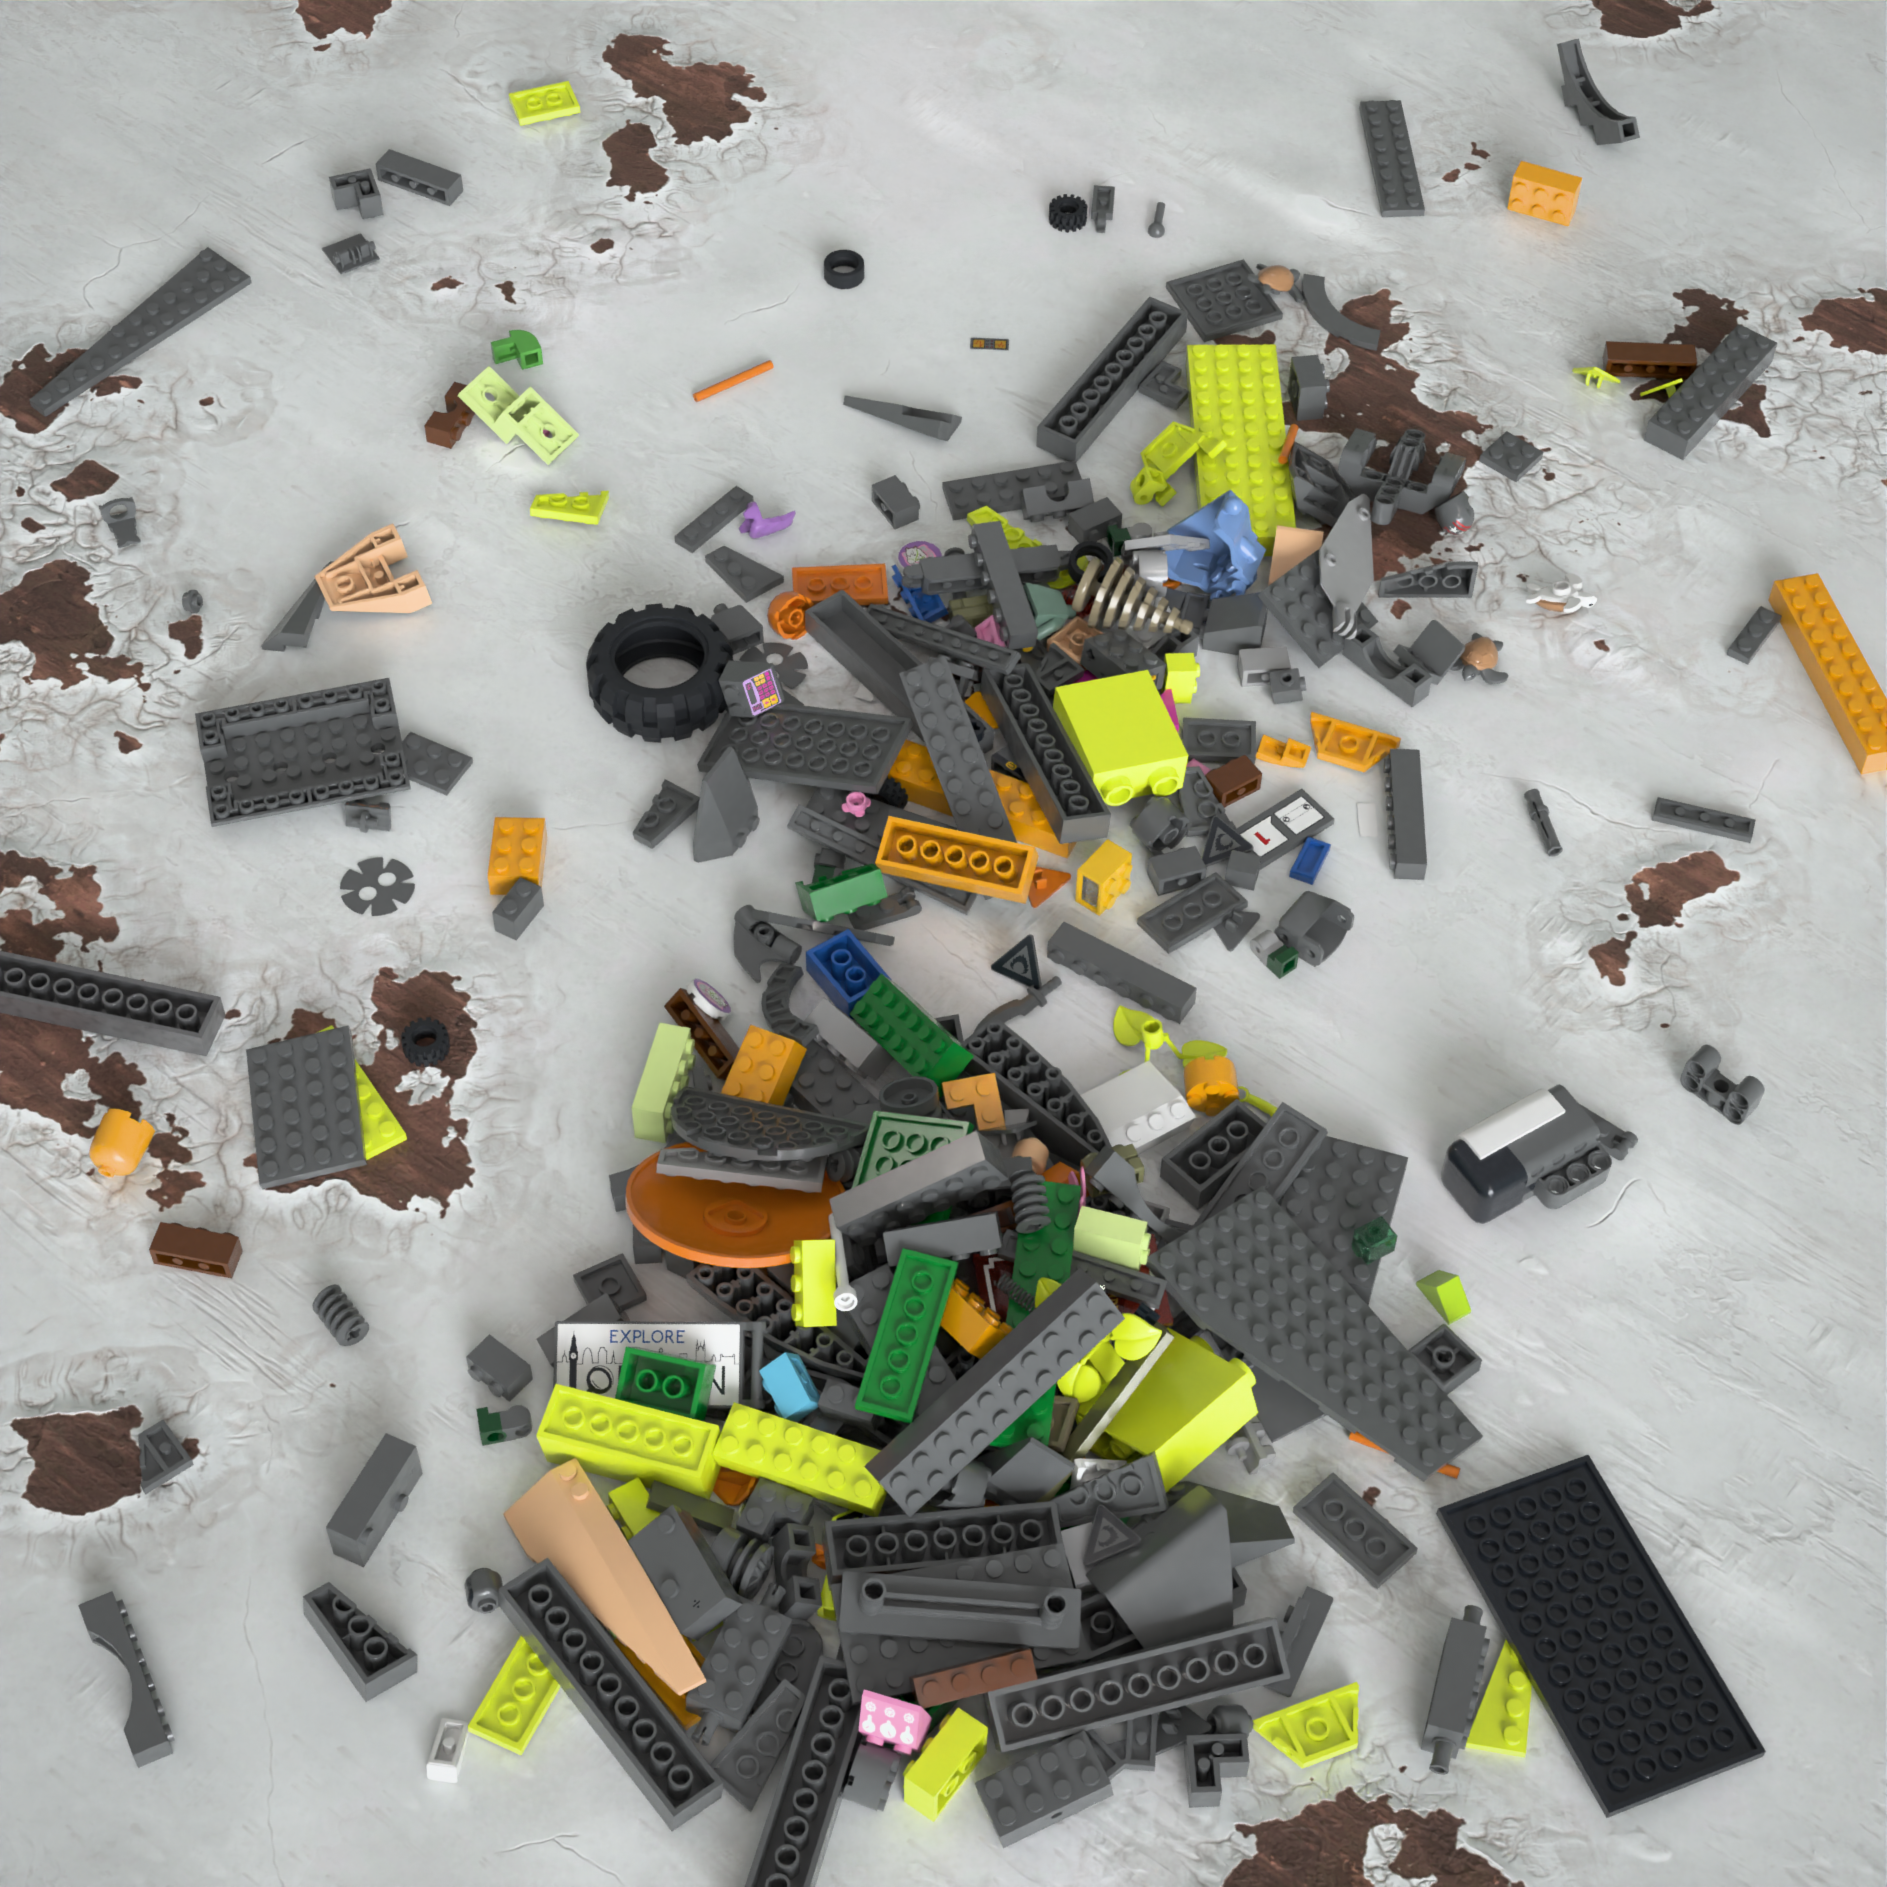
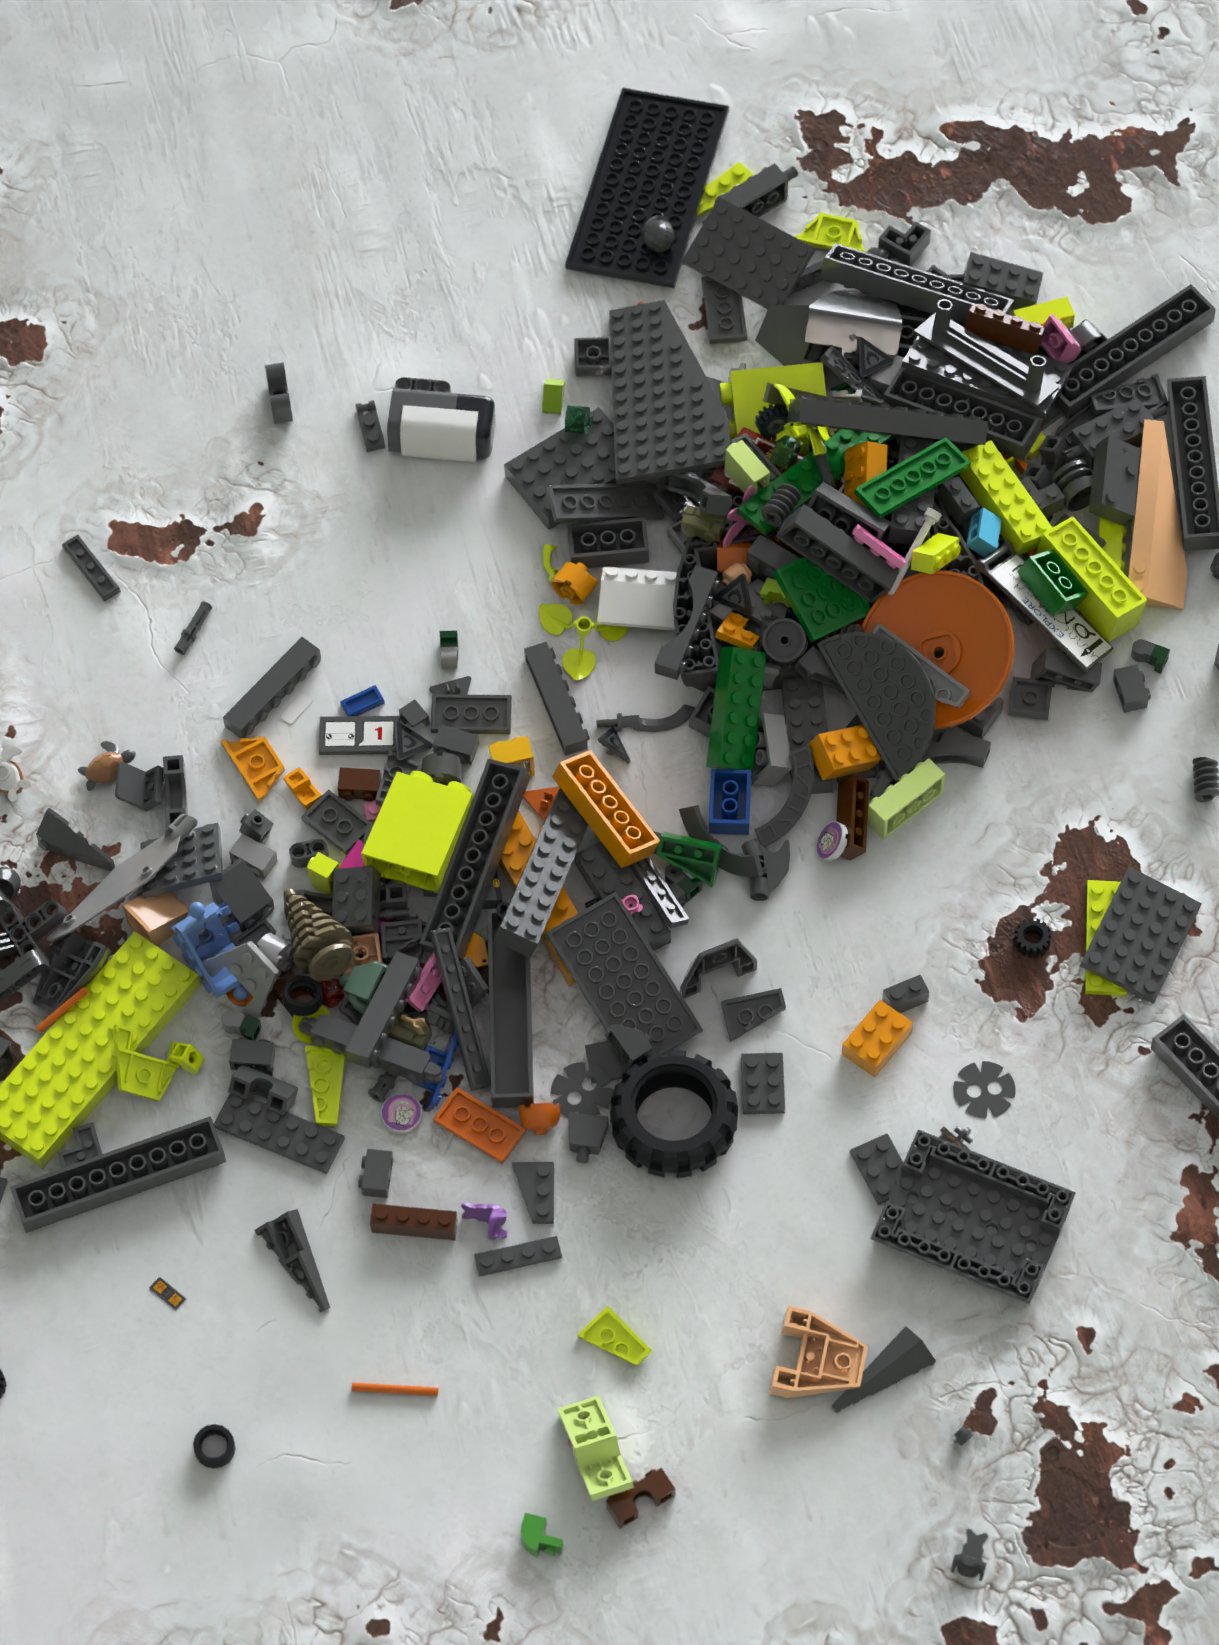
camera: 140 degrees left, 10 degrees up
(603, 766) = (763, 1083): none -> dark grey plate
(827, 484) = (413, 1222): none -> reddish brown brick
(876, 1218) = (878, 547): none -> bright pink plate
(964, 604) = (418, 1023): none -> tan hand
(1048, 1096) = (673, 655): none -> dark grey arch
(1216, 697) = (308, 850): none -> dark grey beam
(1314, 927) = (411, 651): dark grey piece -> none
(1380, 1588) = (748, 255): none -> dark grey plate
(1513, 1547) = (658, 234): none -> dark grey hair

